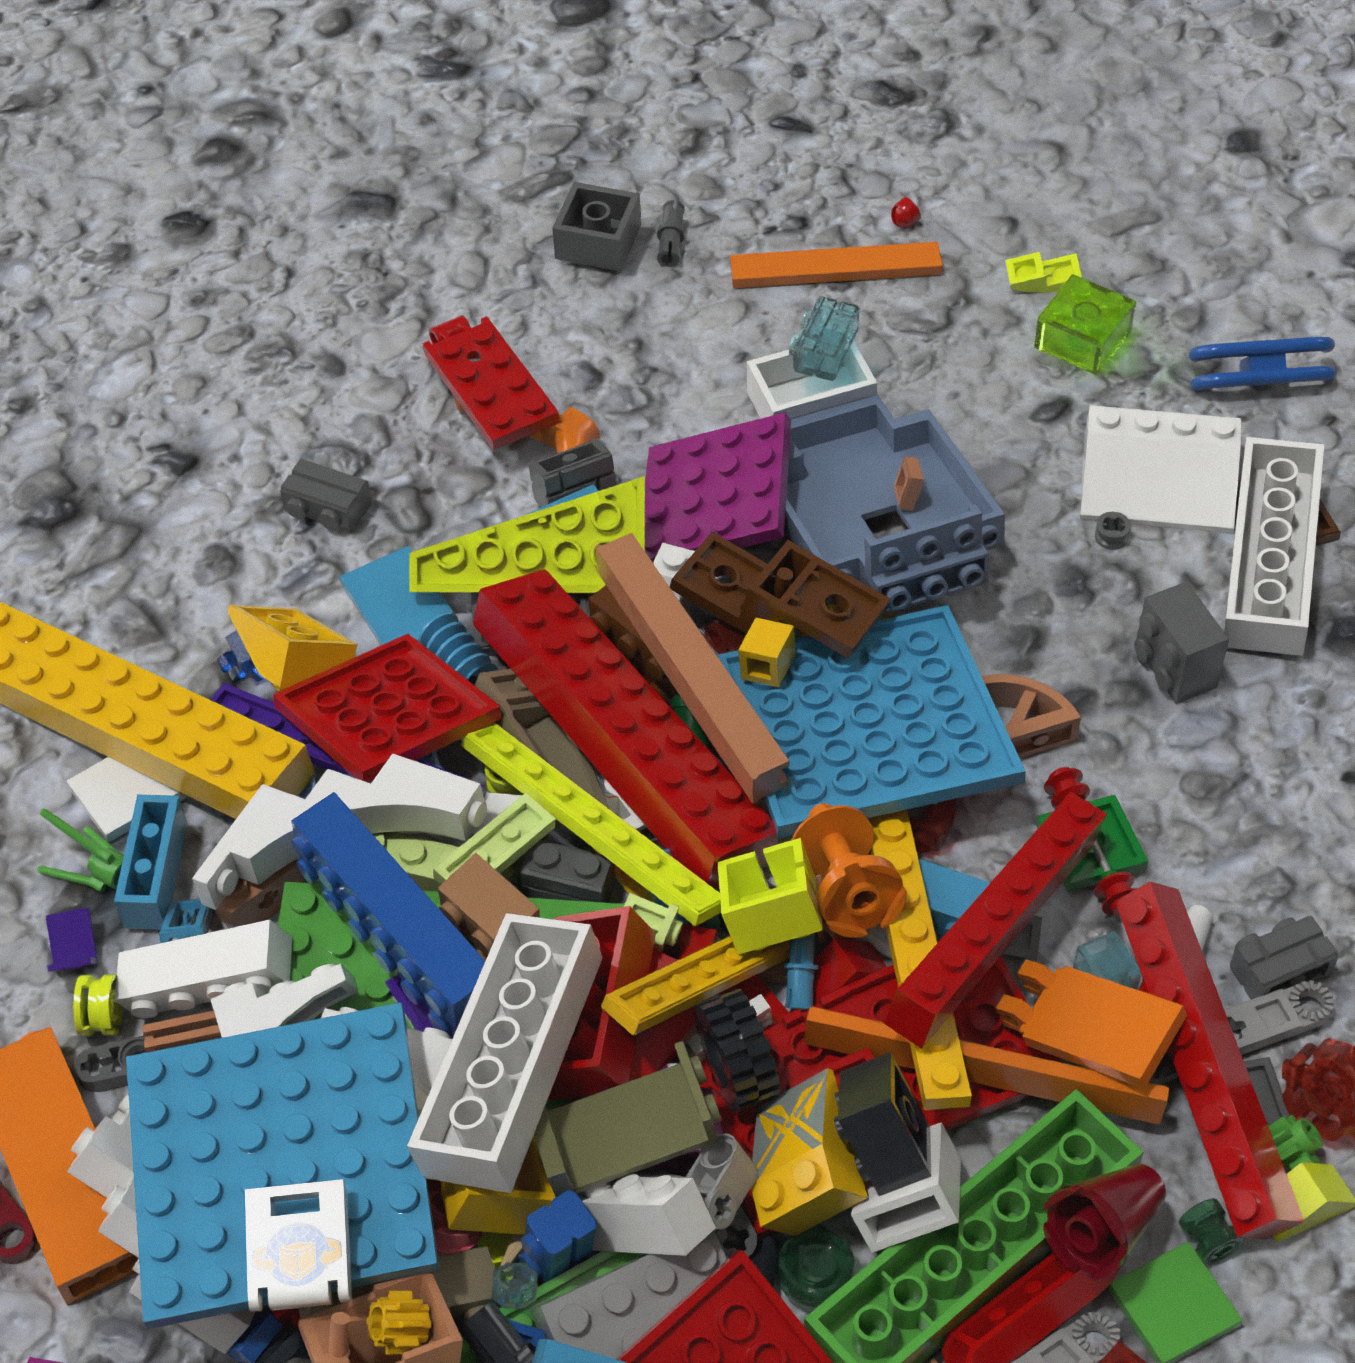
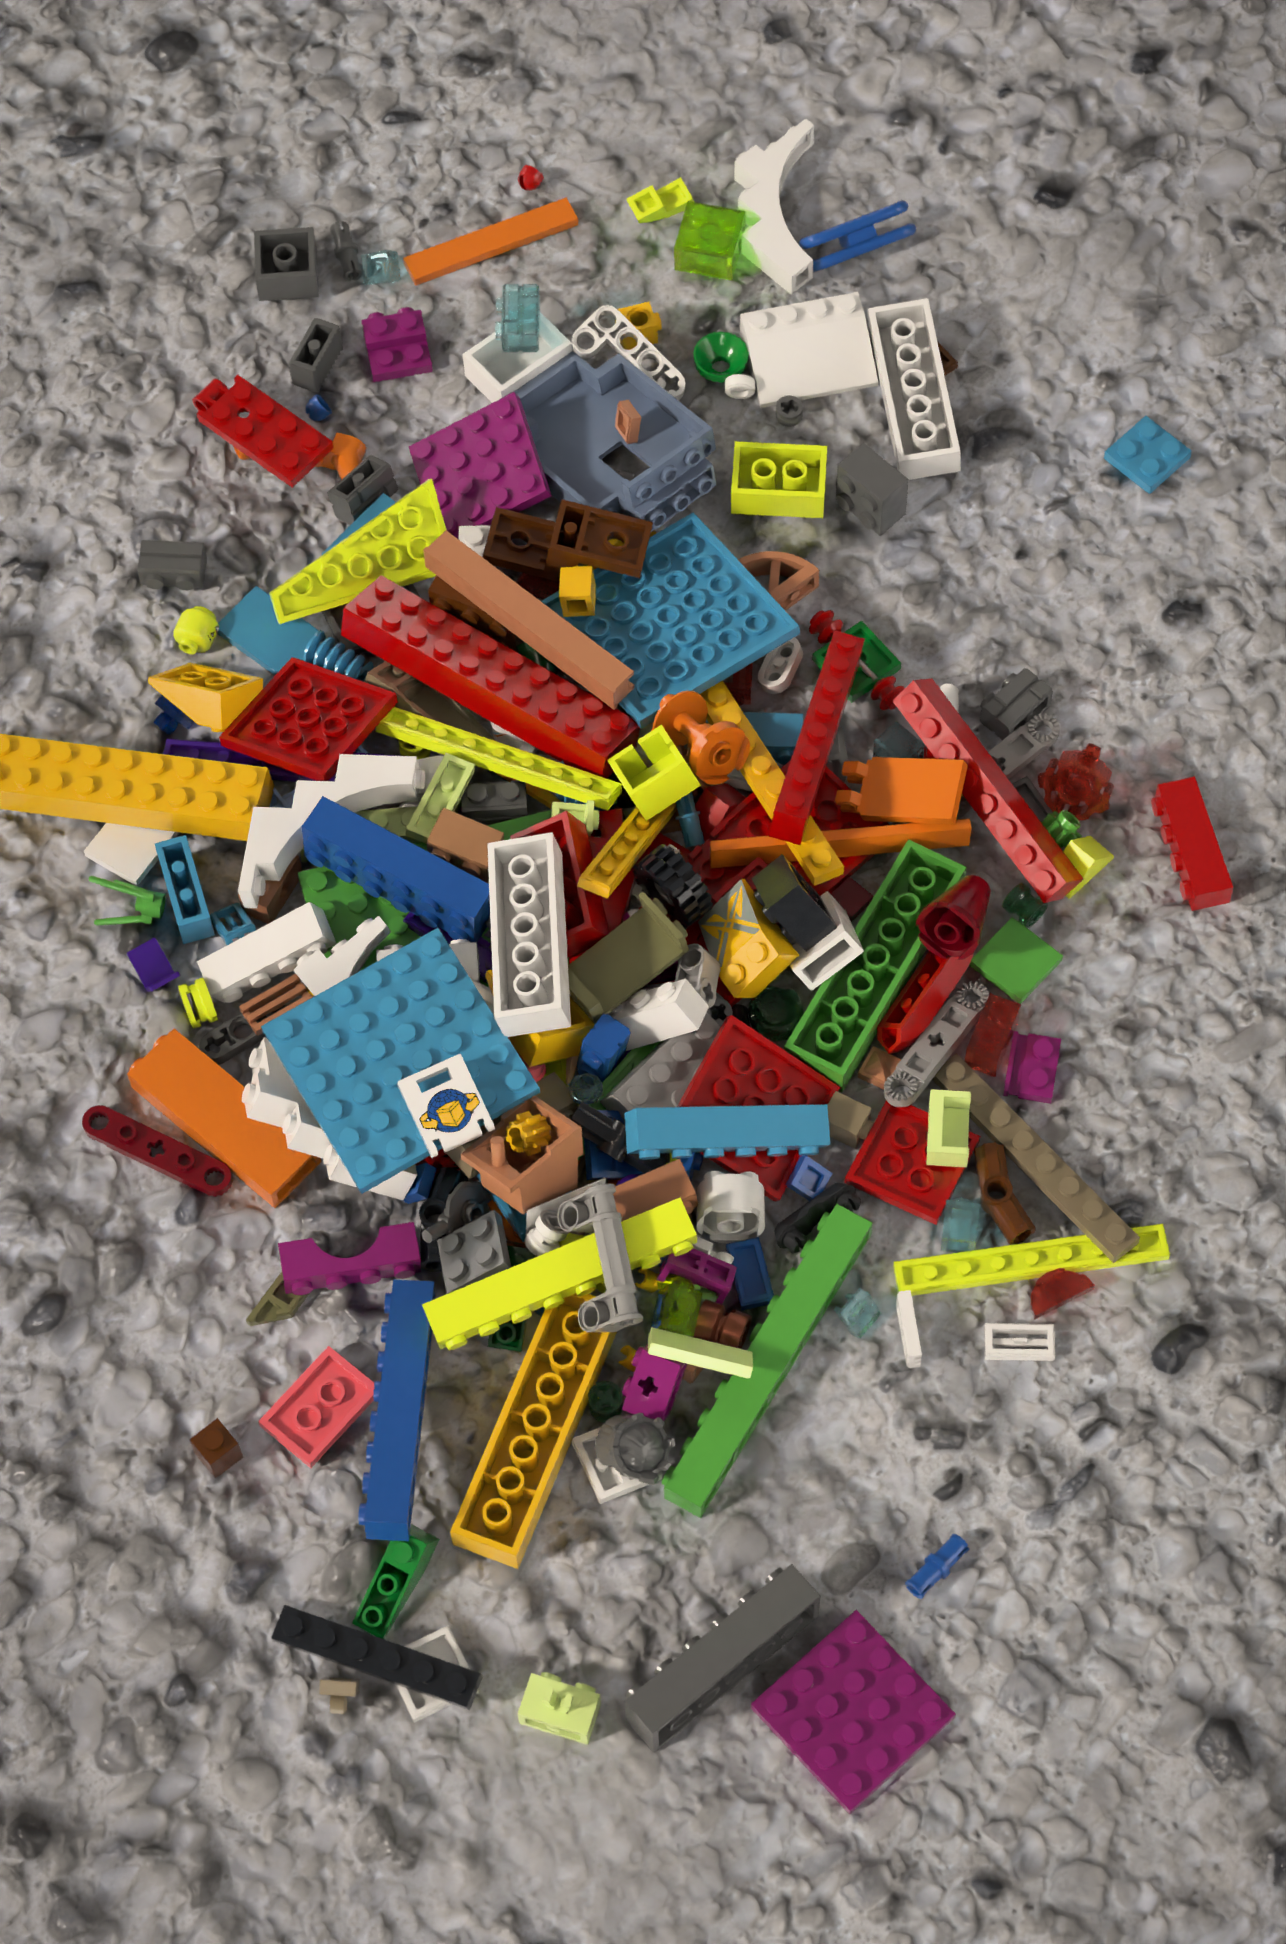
camera: 20 degrees left, 10 degrees up
(316, 574) = (196, 630): none -> neon yellow head
(566, 380) = (317, 408): none -> blue hinge
(586, 324) = (315, 355): none -> dark grey brick
(683, 339) = (396, 344): none -> magenta plate
(701, 258) = (381, 267): none -> clear light blue slope
(929, 390) = (613, 337): none -> white beam
(965, 391) = (644, 320): none -> yellow brick
(976, 1143) = (852, 897): none -> dark red tile
(992, 818) = (778, 669): none -> white plate
(1052, 439) = (720, 347): none -> green piece
(1062, 486) = (739, 386): none -> white tile
(1069, 600) = (778, 479): none -> neon yellow brick
(1171, 277) = (767, 238): none -> white arch

